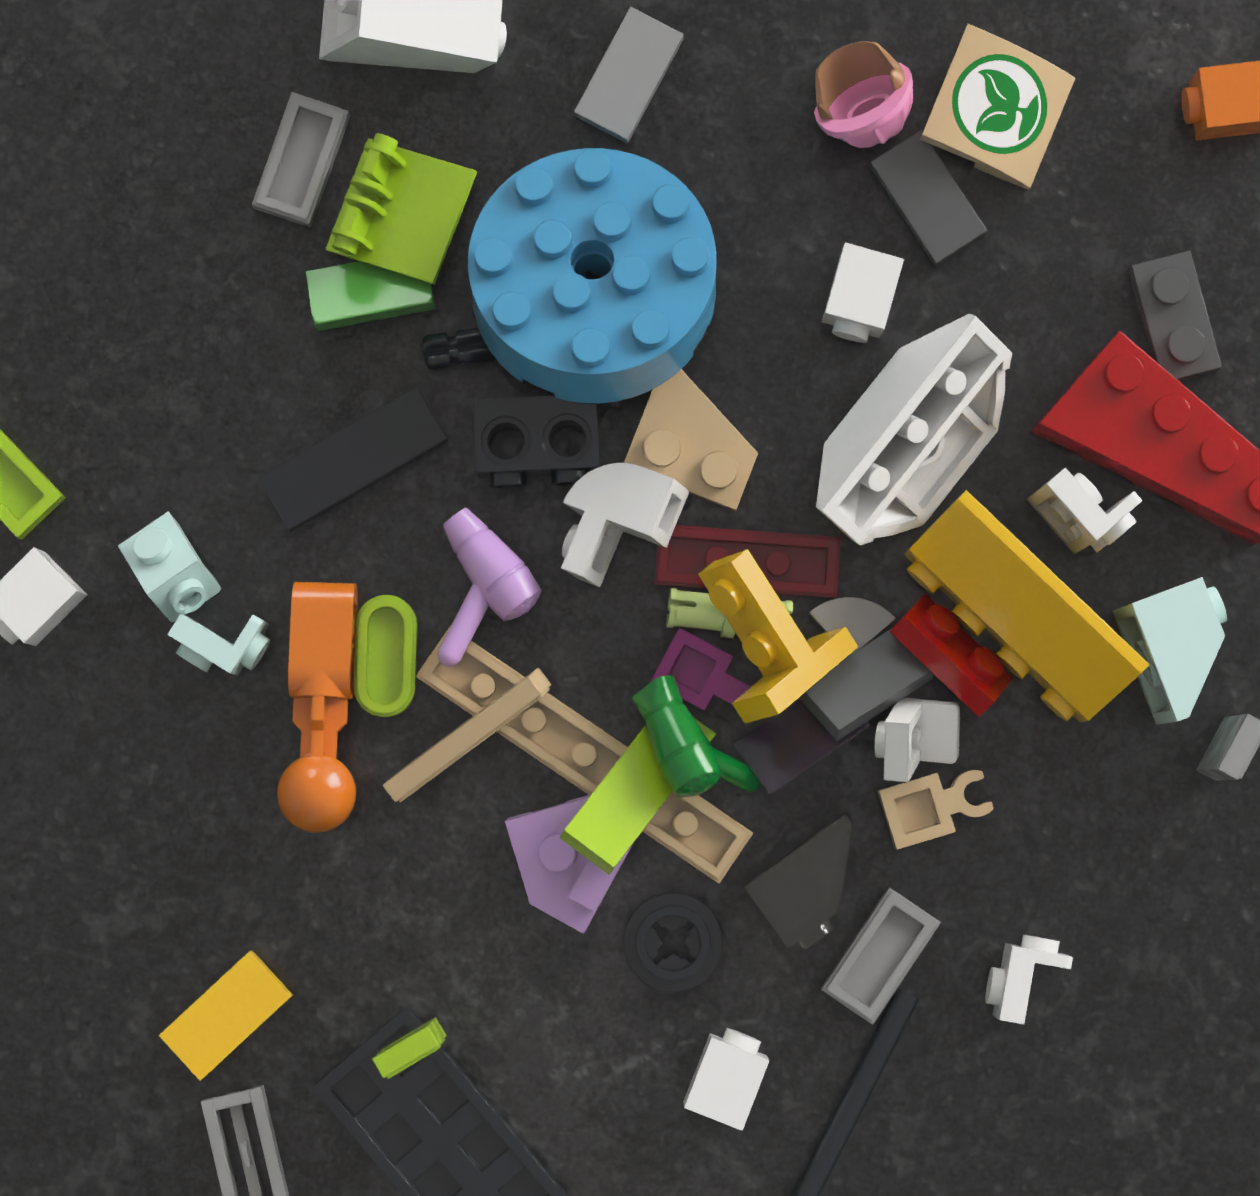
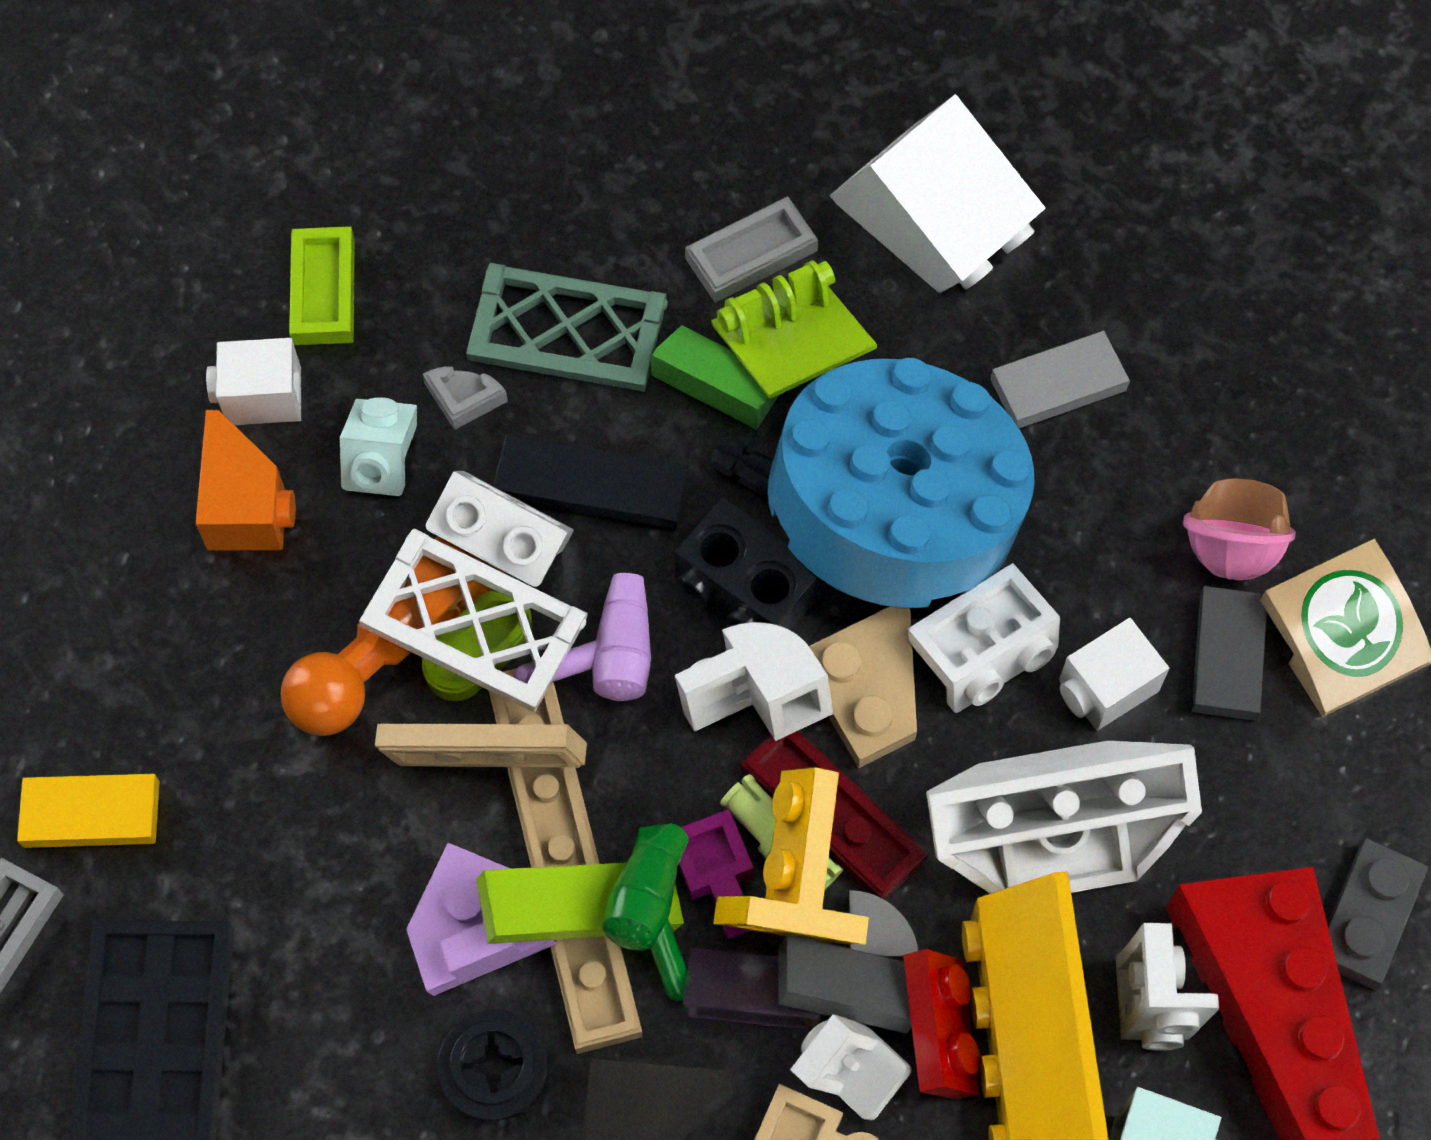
camera: 40 degrees right, 20 degrees down
(105, 694) = (240, 492): none -> orange slope
(192, 469) = (463, 394): none -> light grey tile
(205, 647) = (366, 545): light aqua bracket -> none
(212, 396) = (586, 367): none -> sand green window
(329, 559) = (498, 528): none -> white bracket
(360, 697) = (480, 669): none -> white window
(410, 1048) = (194, 936): lime tile -> none
(750, 339) = (987, 637): none -> white bracket

